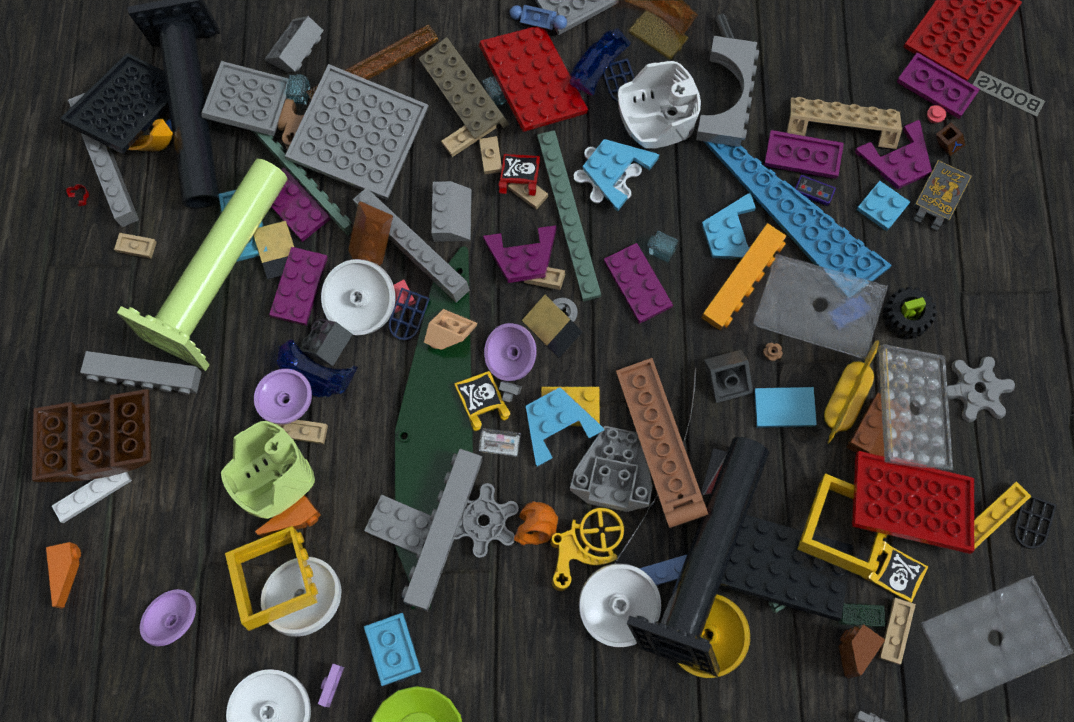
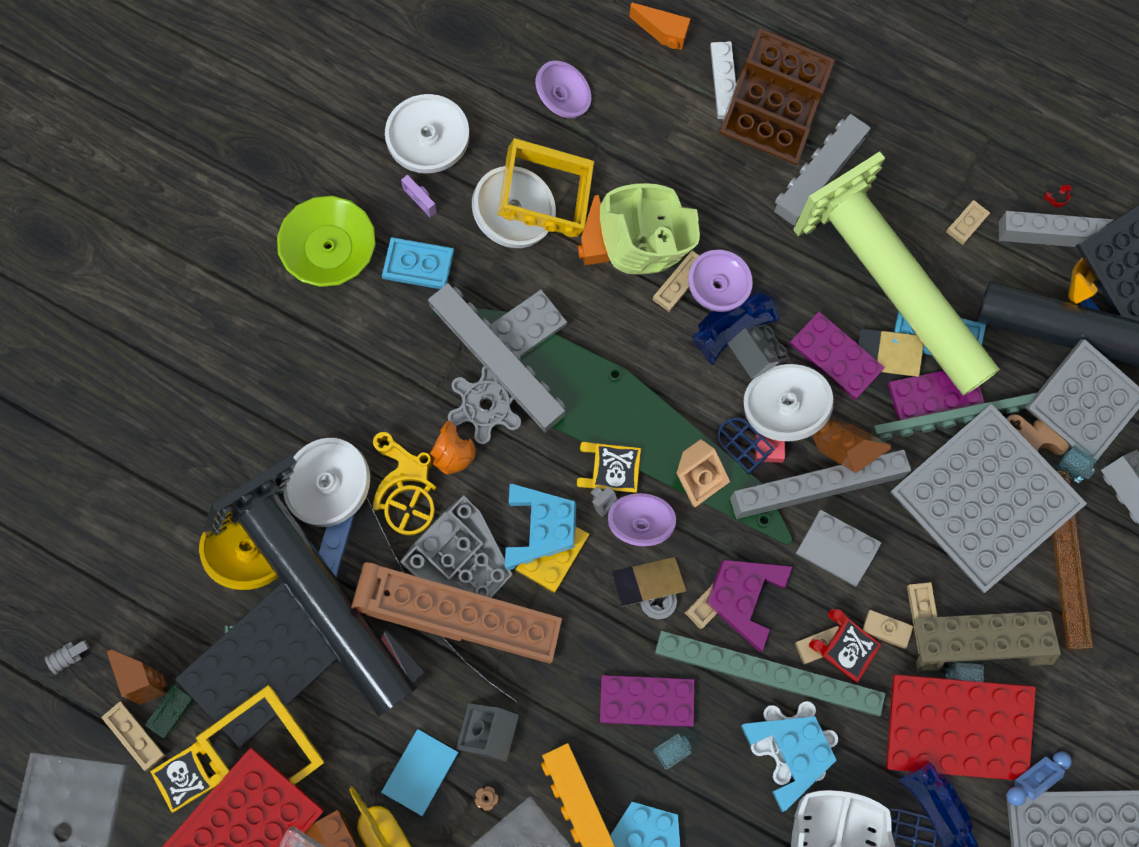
camera: 110 degrees right, 0 degrees up
(499, 442) = (557, 464): clear slope -> none

